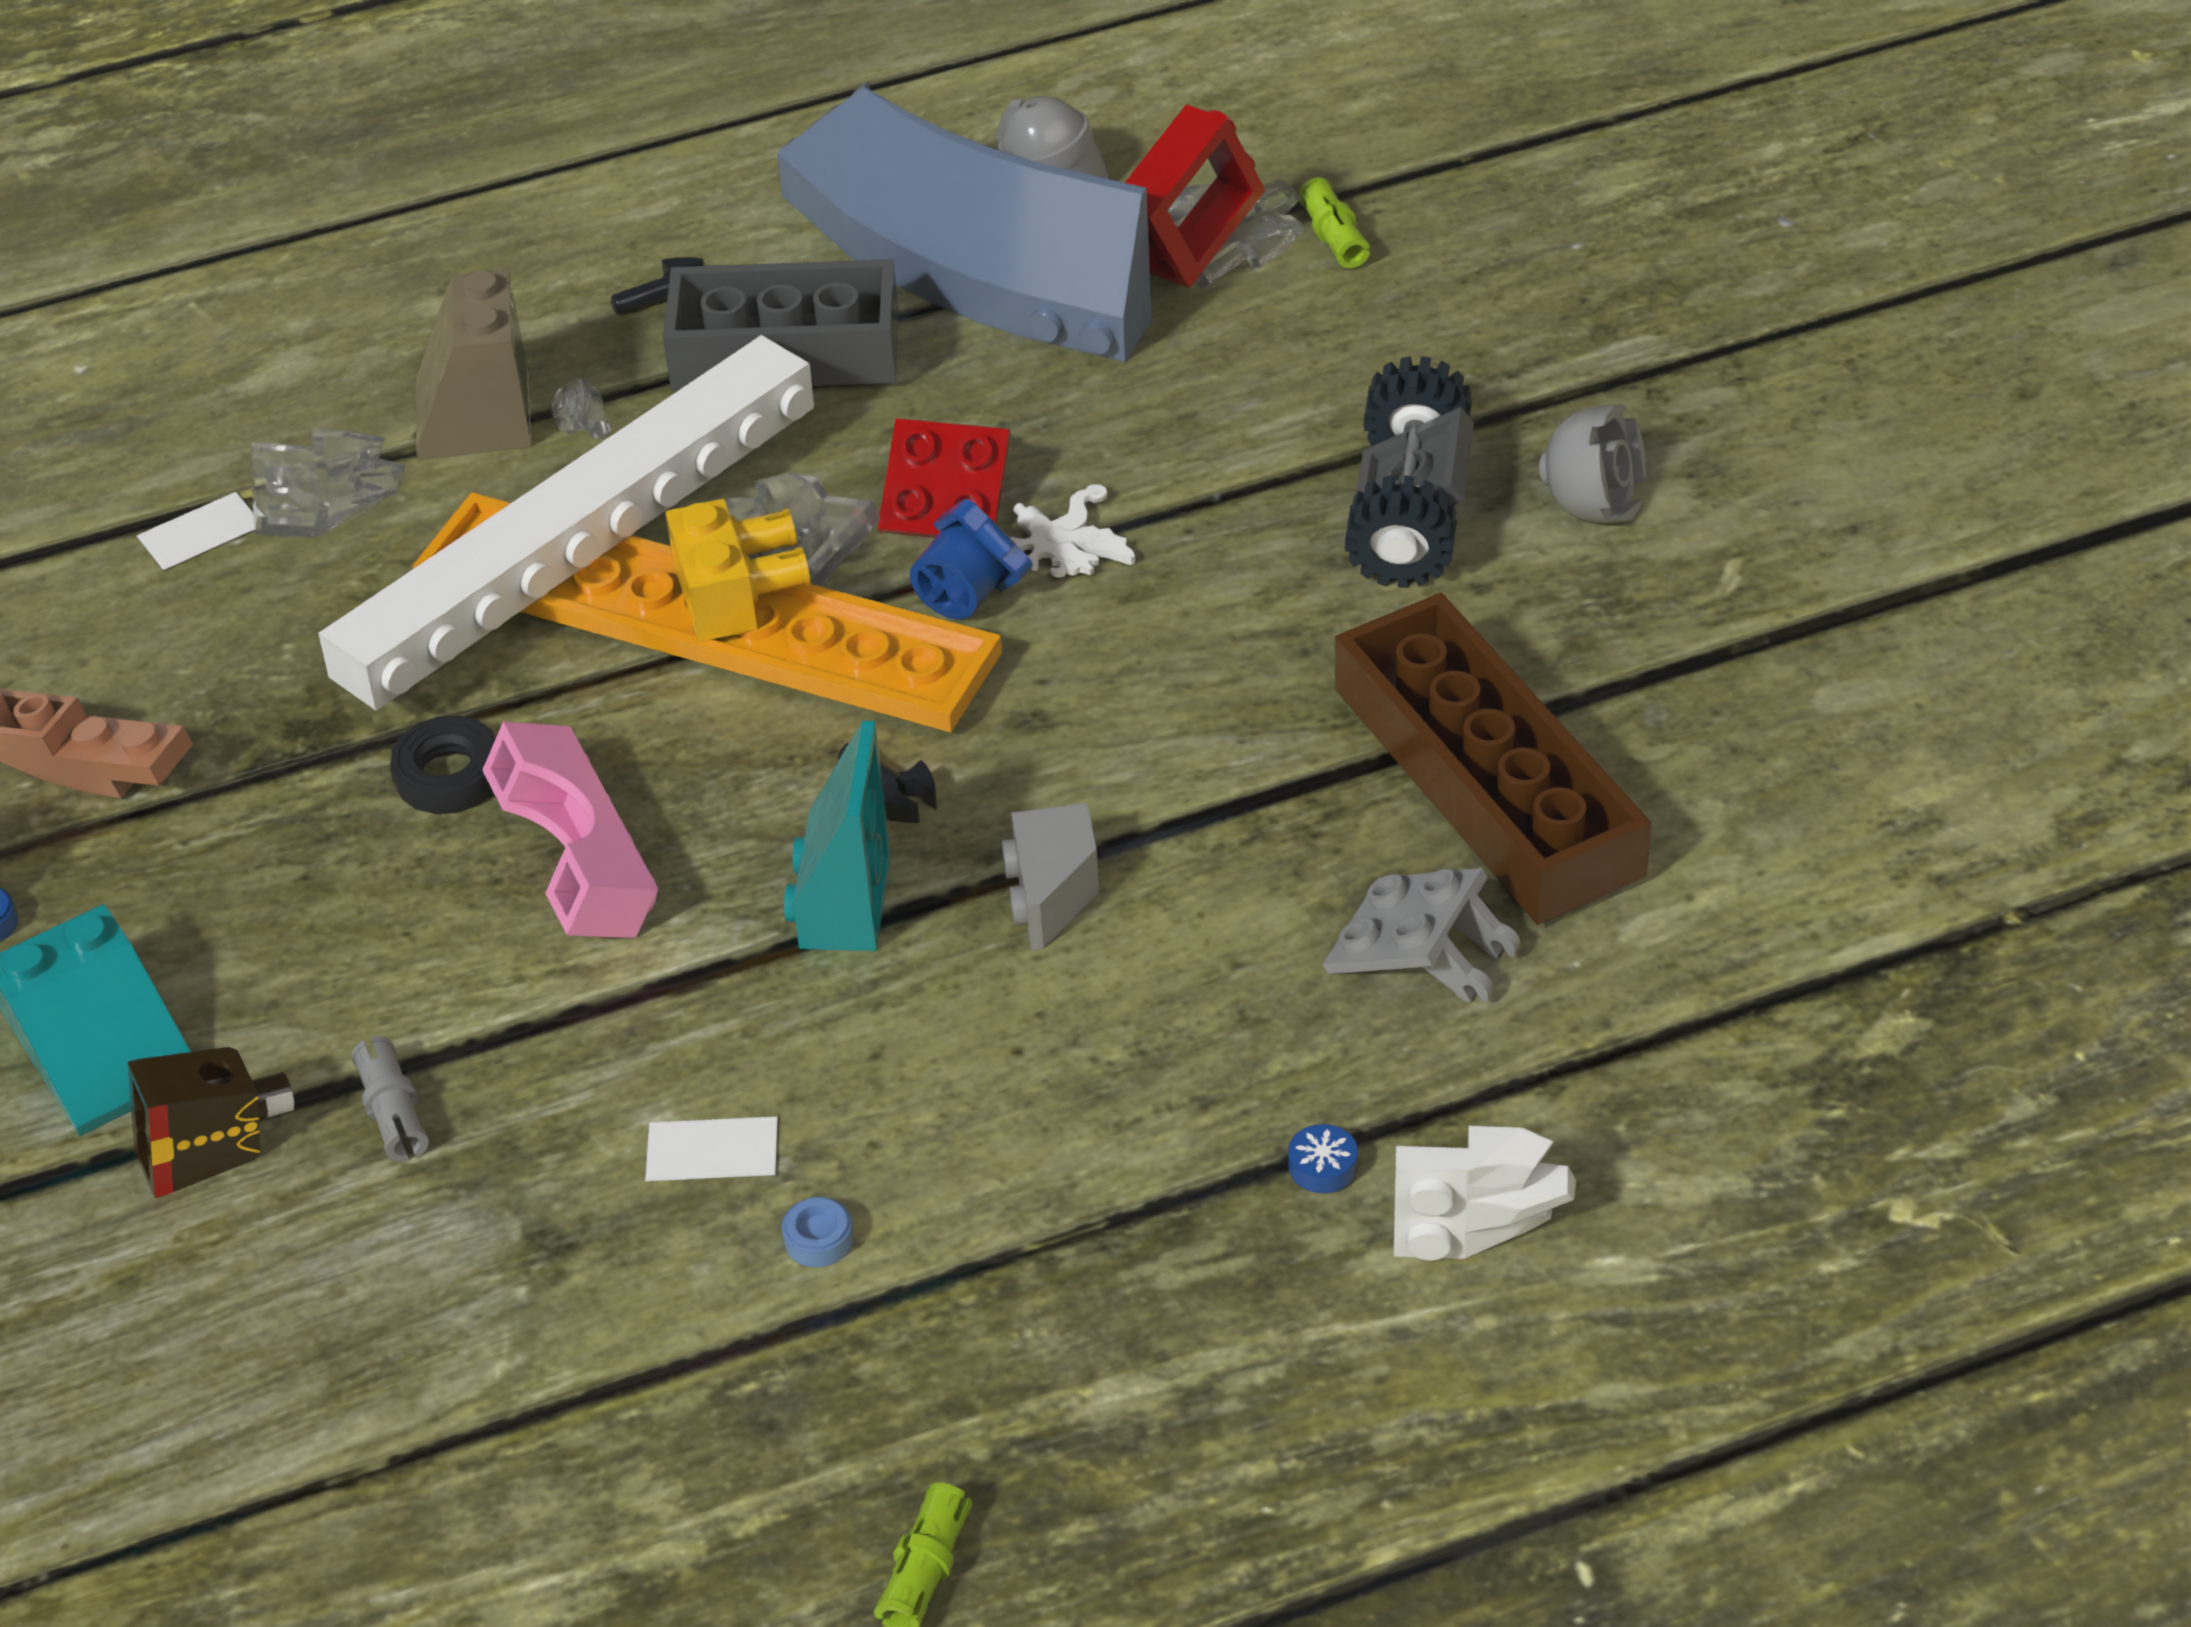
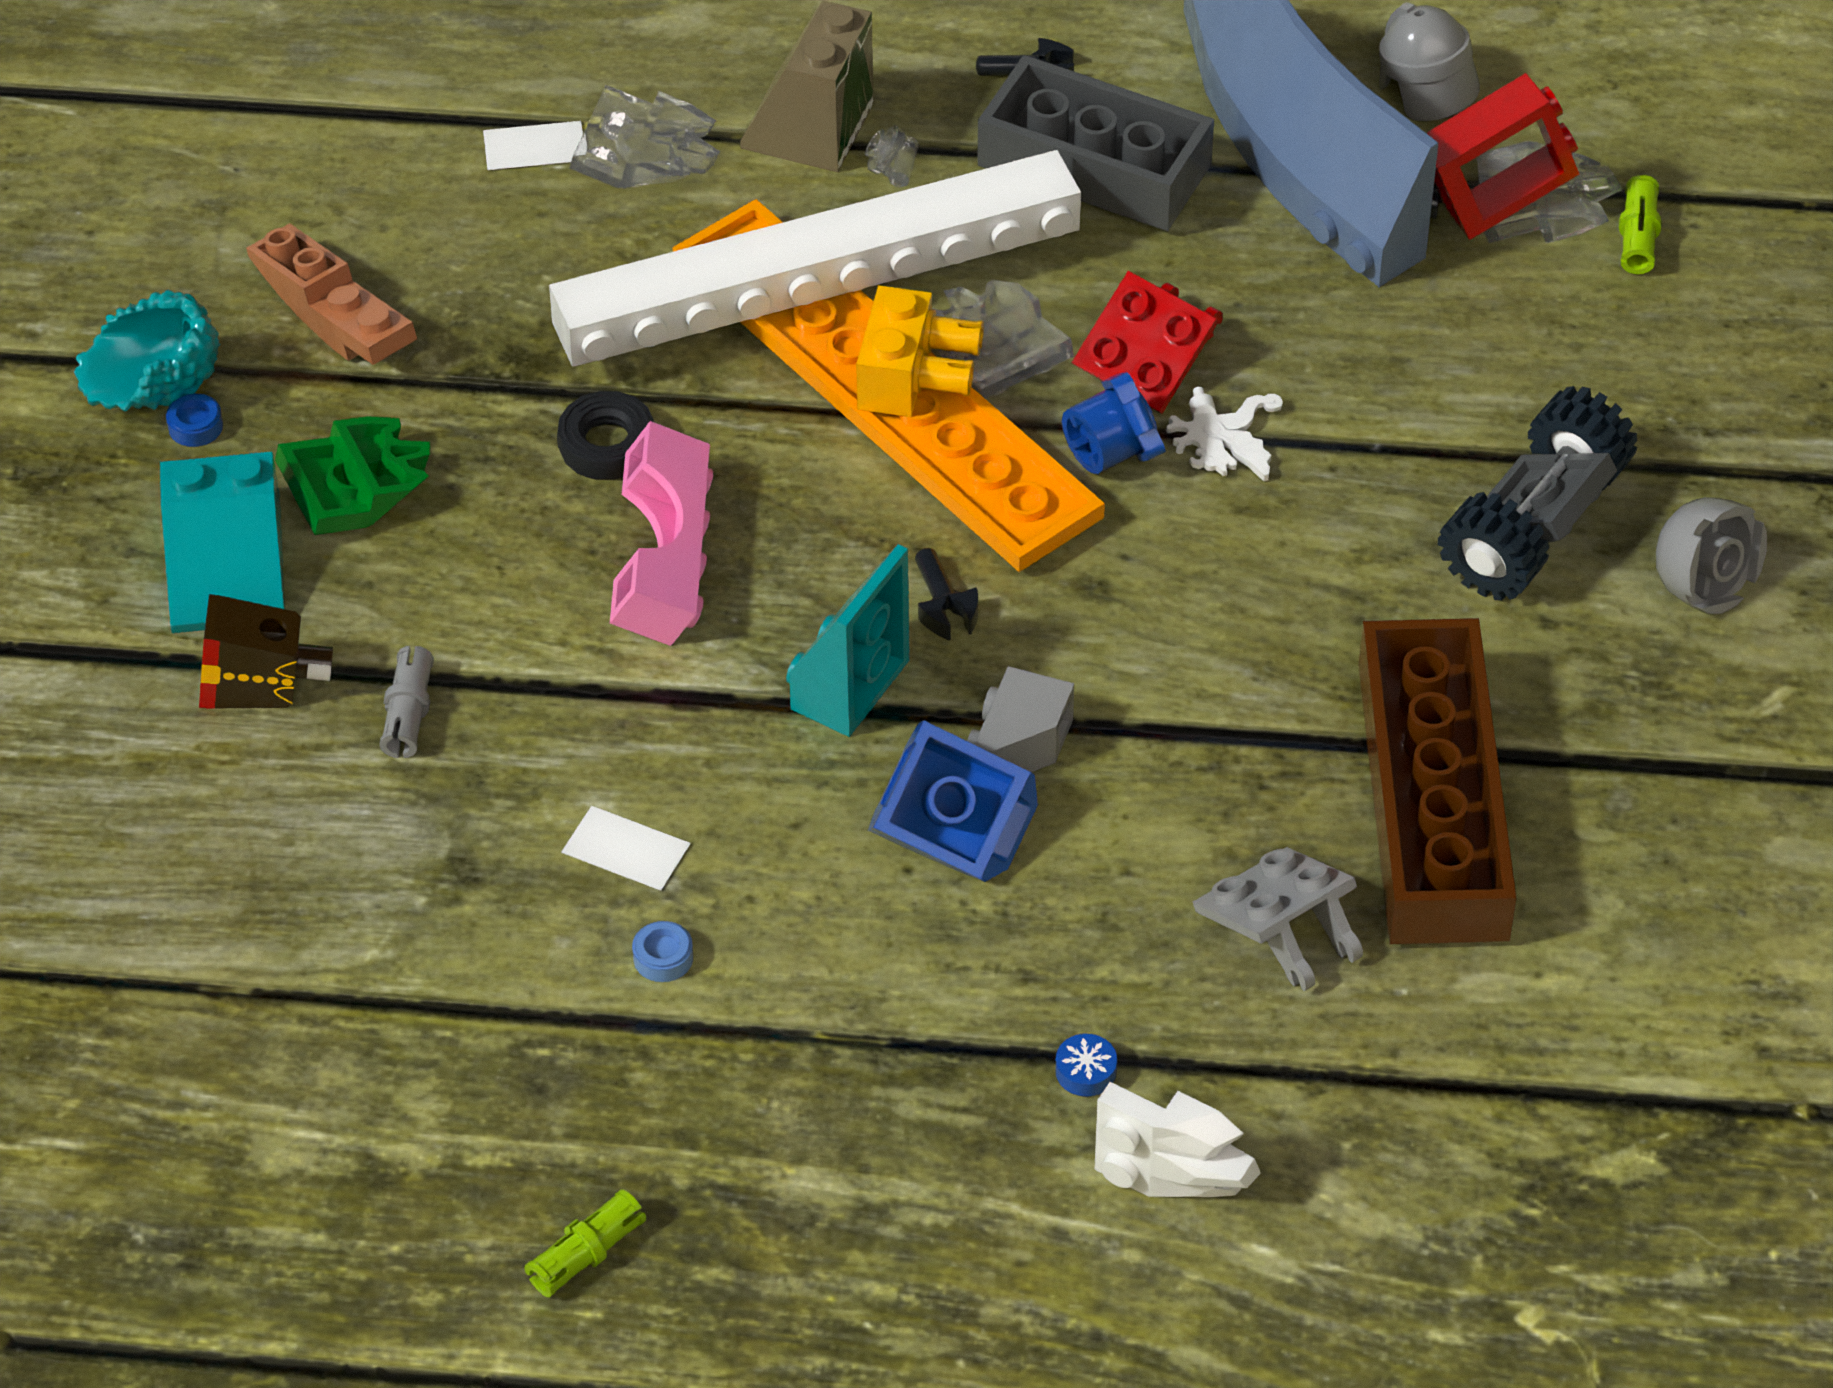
camera: 25 degrees right, 5 degrees up
(196, 898) = (353, 473): none -> green plate
(1035, 960) = (956, 803): none -> blue slope

